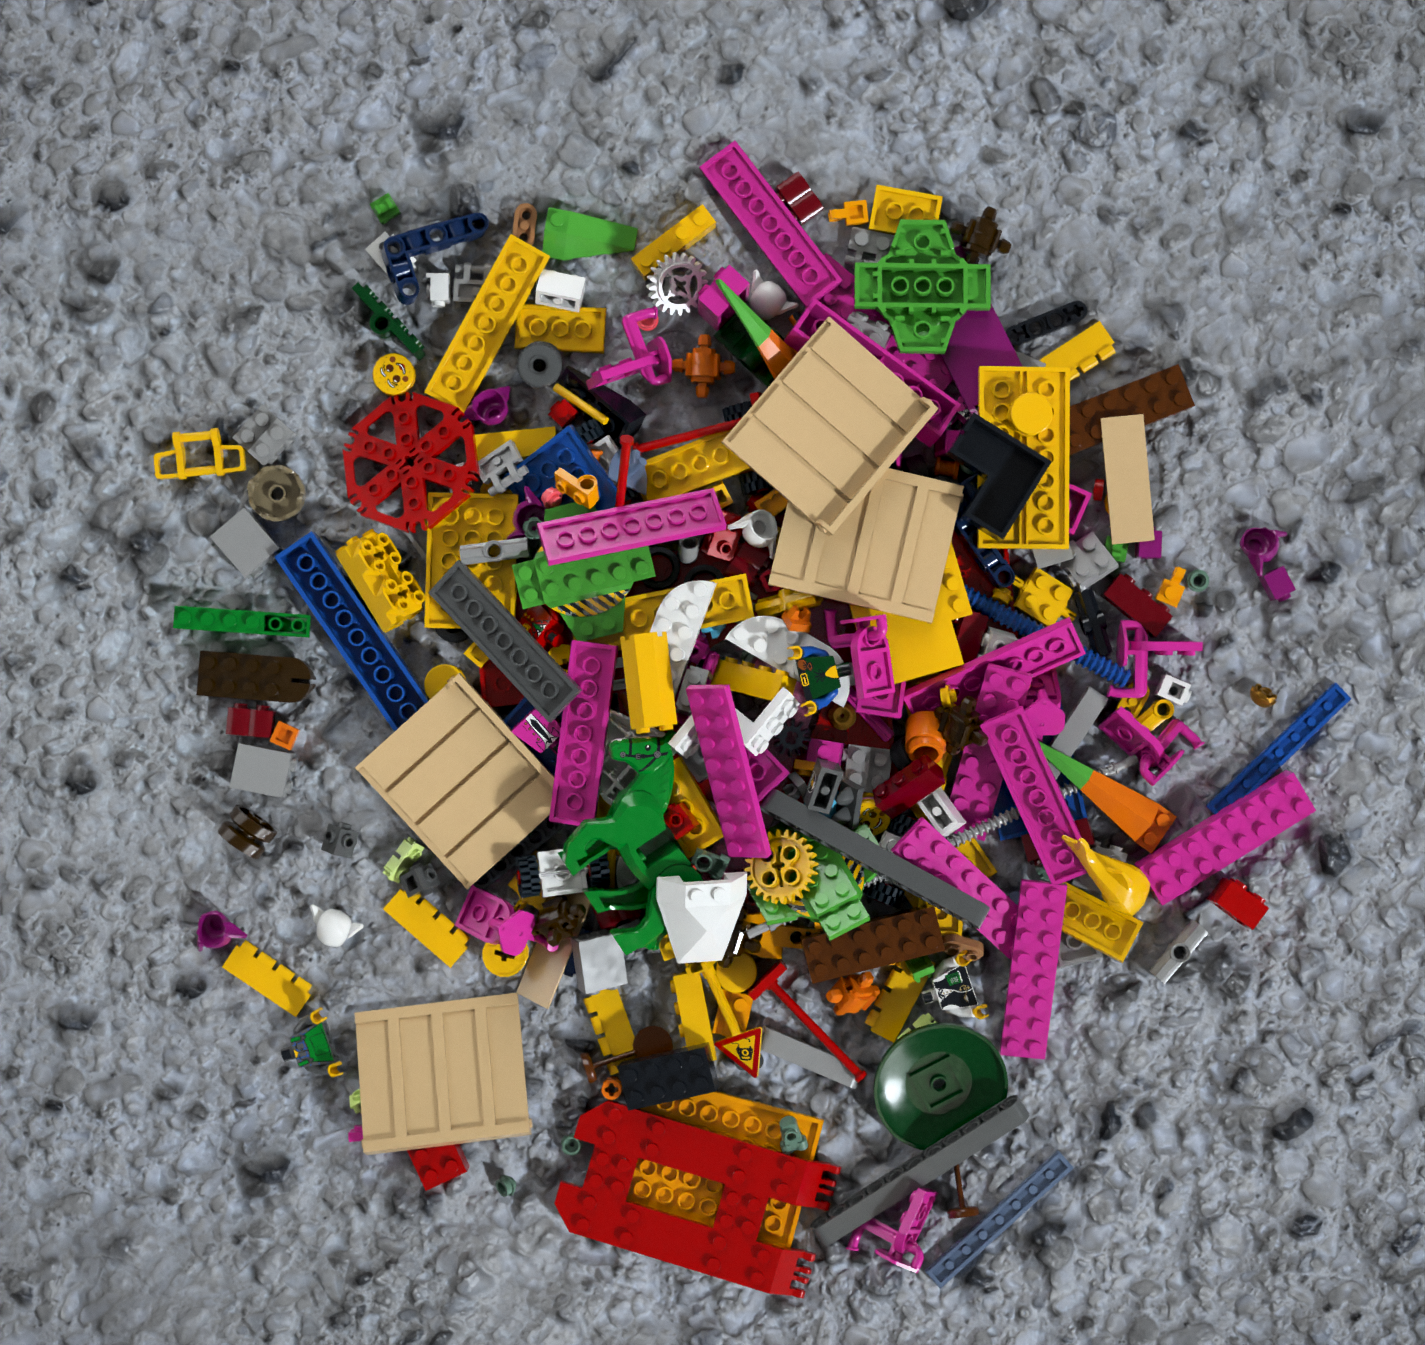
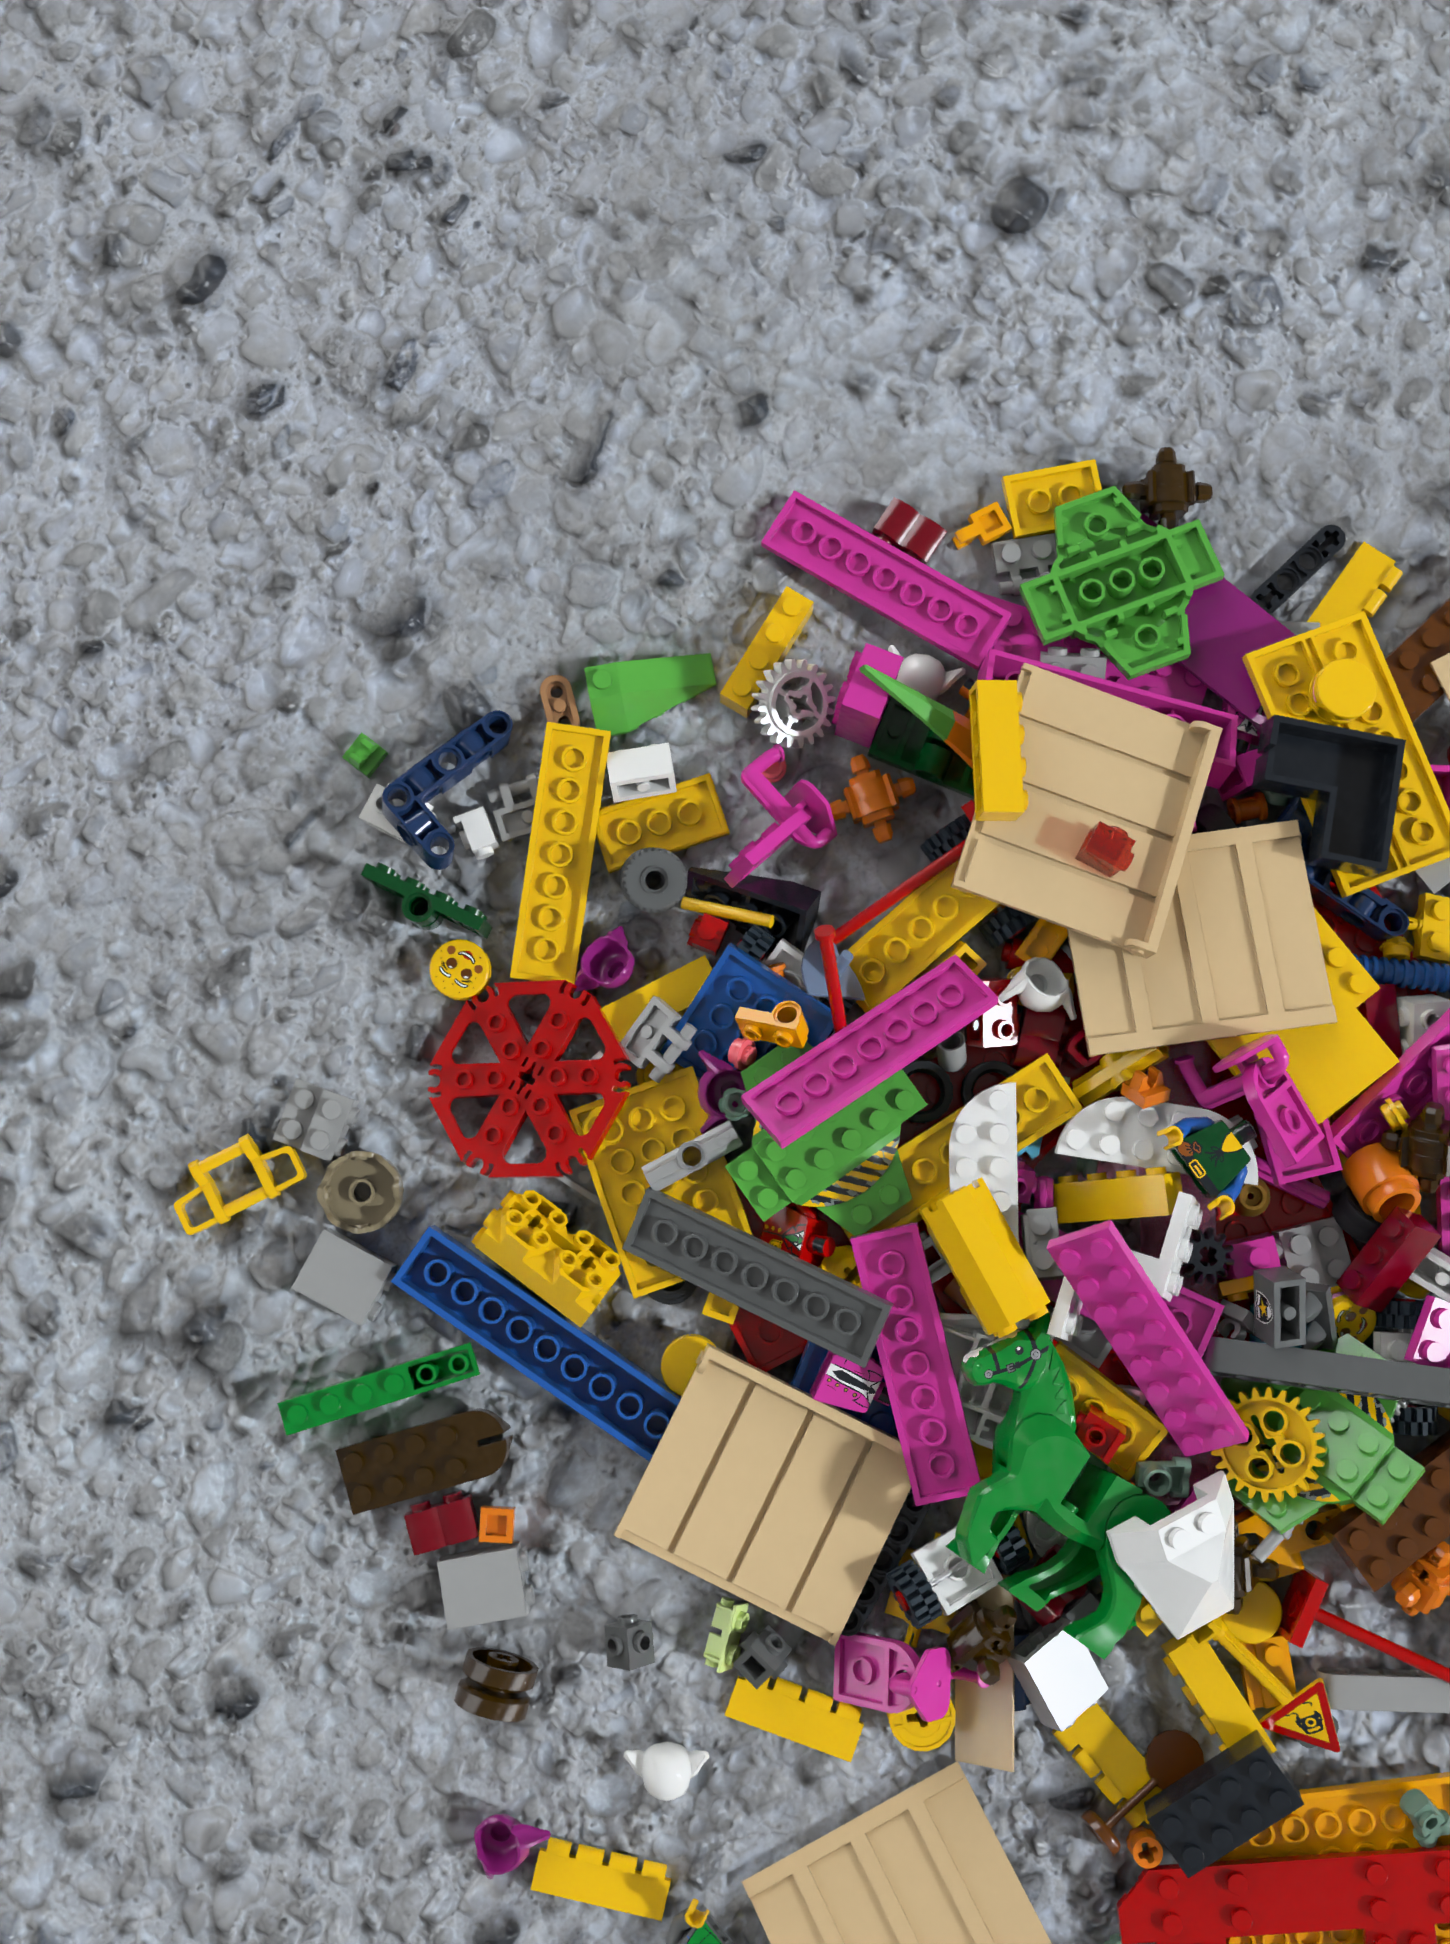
camera: 20 degrees left, 5 degrees down
(784, 366) = (997, 750): none -> yellow brick
(829, 457) = (1107, 849): none -> clear red brick

